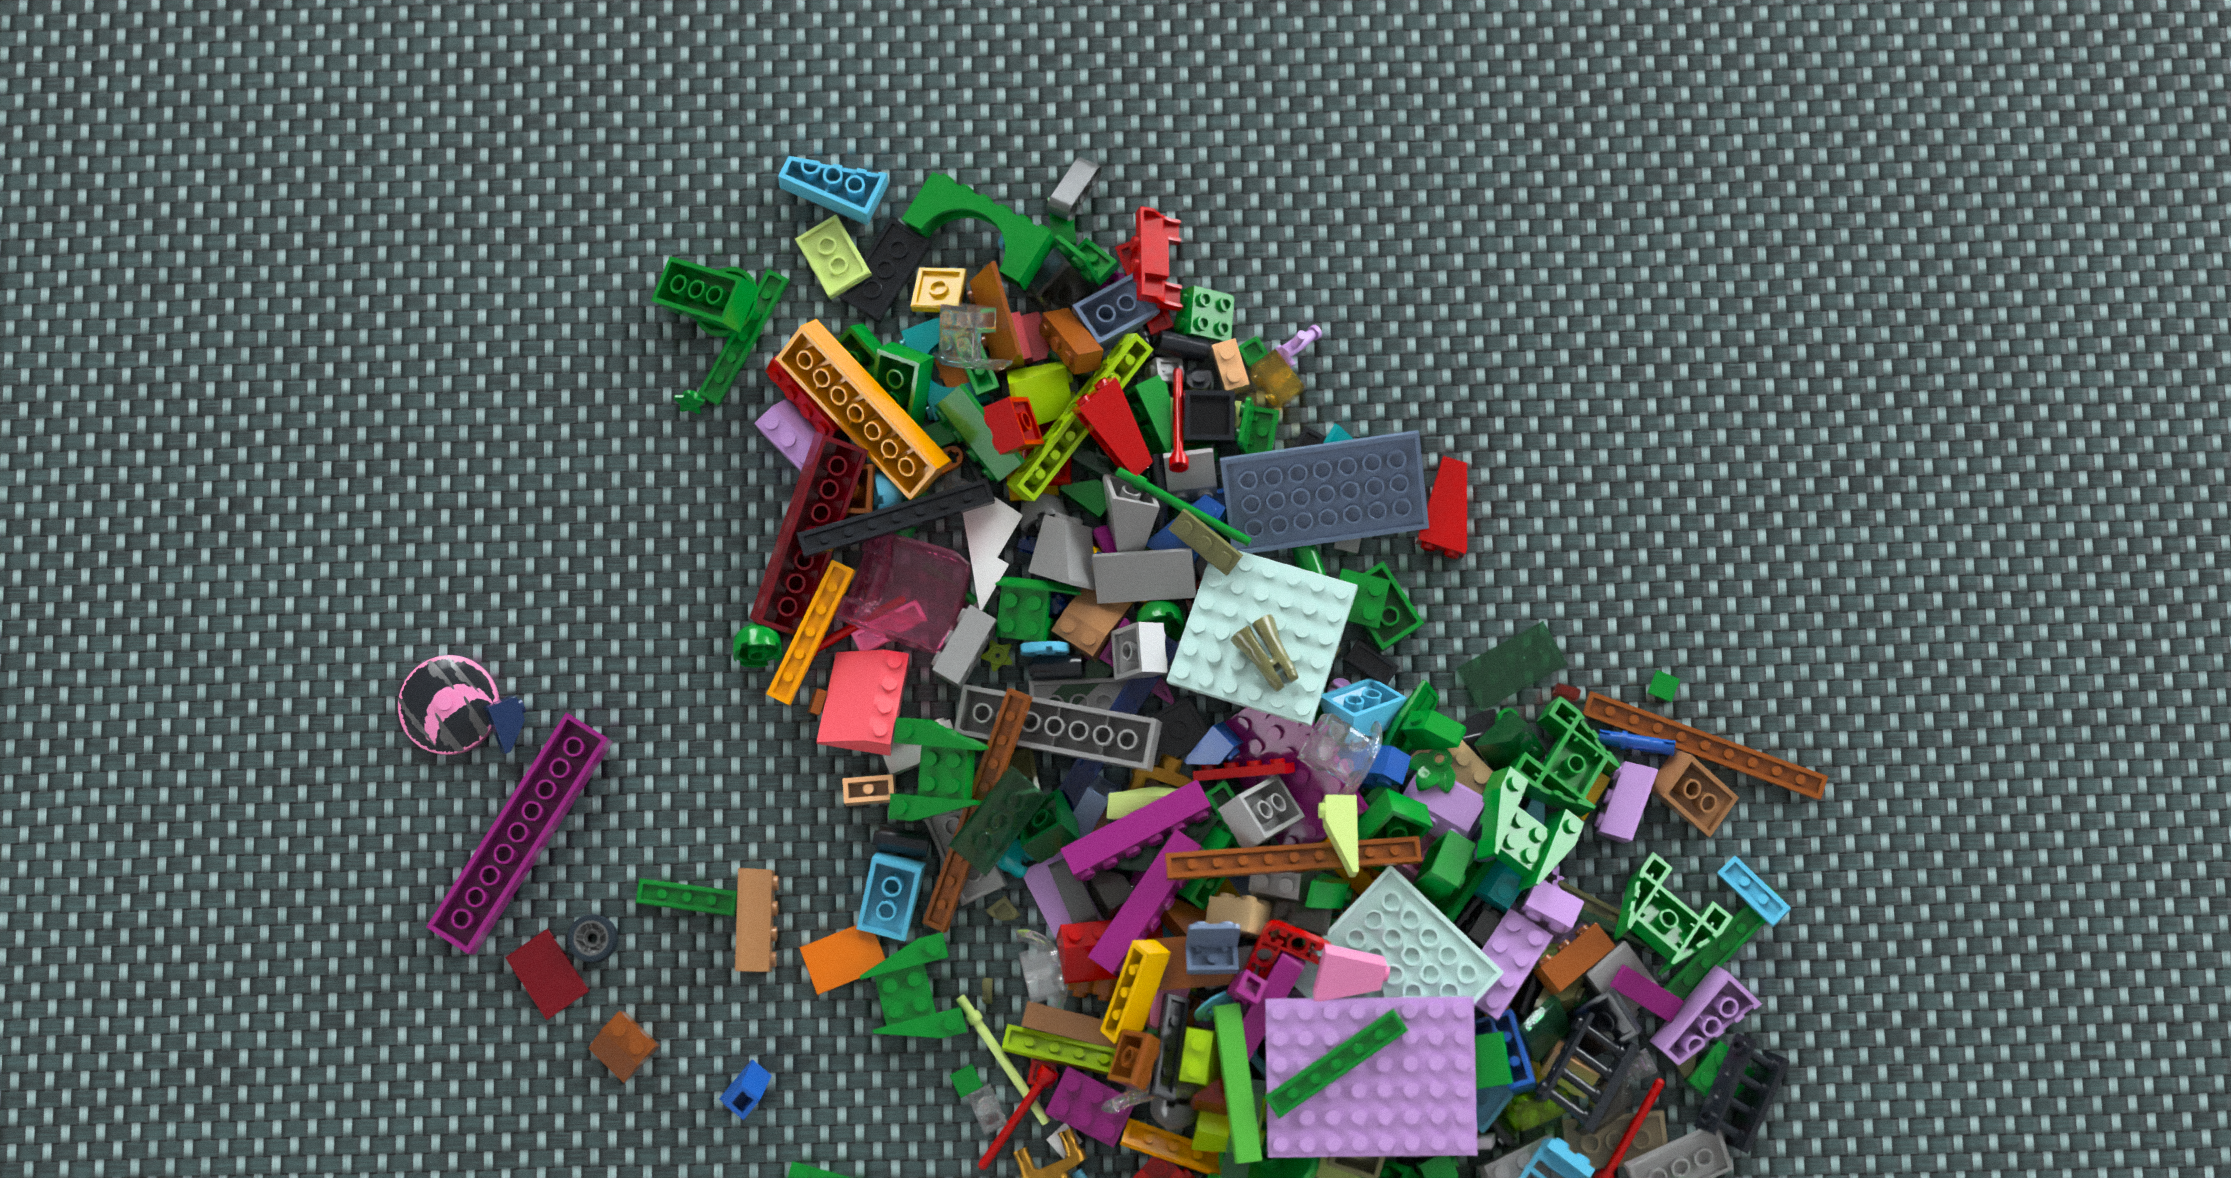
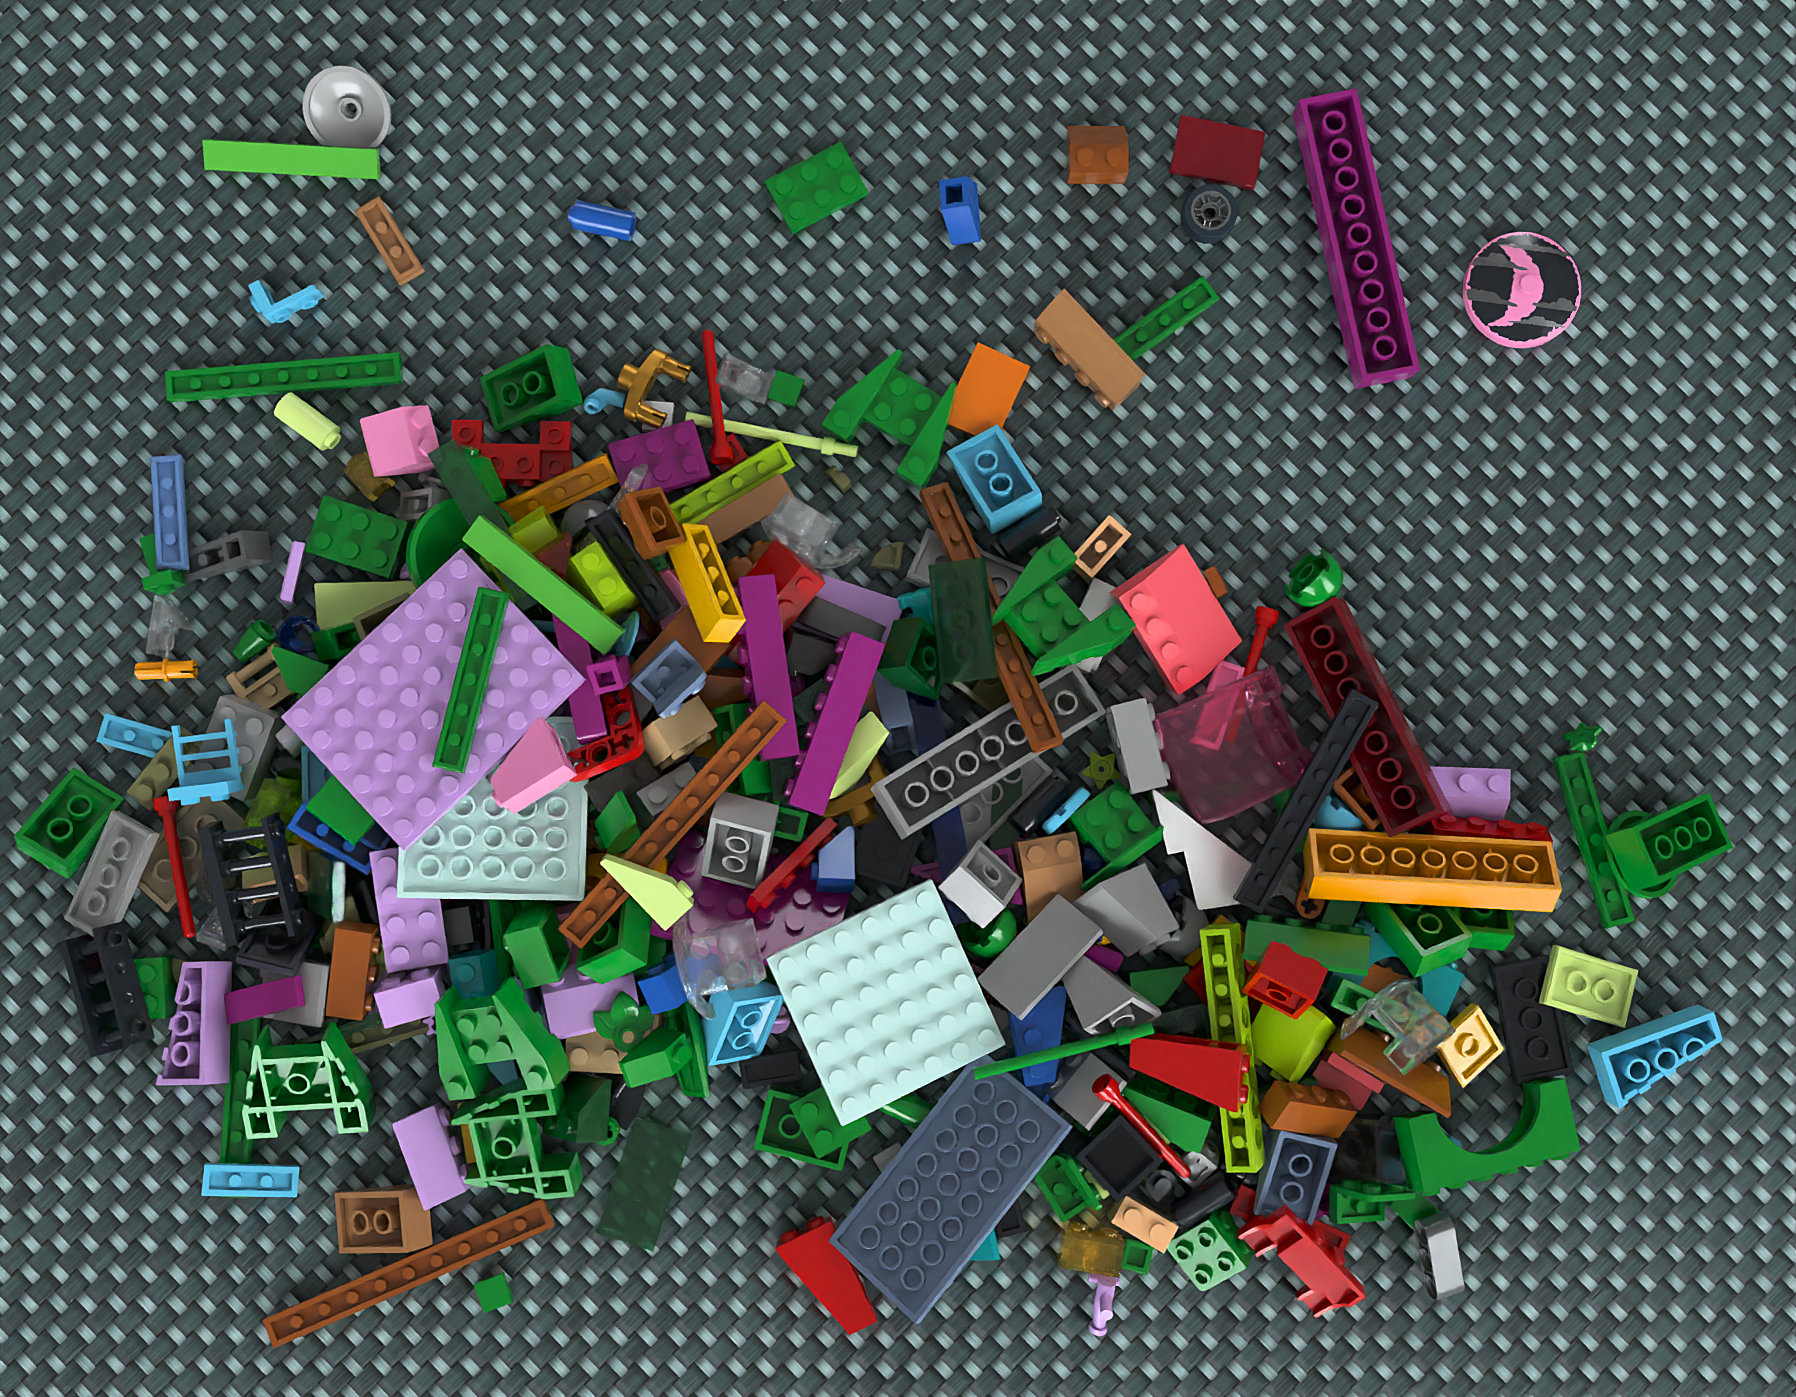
camera: 130 degrees right, 5 degrees up
(506, 721) = (1462, 320): dark blue slope -> none
(810, 632) = (1280, 634): light orange plate -> none
(1205, 542) = (1013, 1037): olive plate -> none
(1249, 645) = (886, 978): olive piece -> none
(1566, 692) = (574, 1205): clear red tile -> none
(1642, 743) = (469, 1219): blue pin -> none

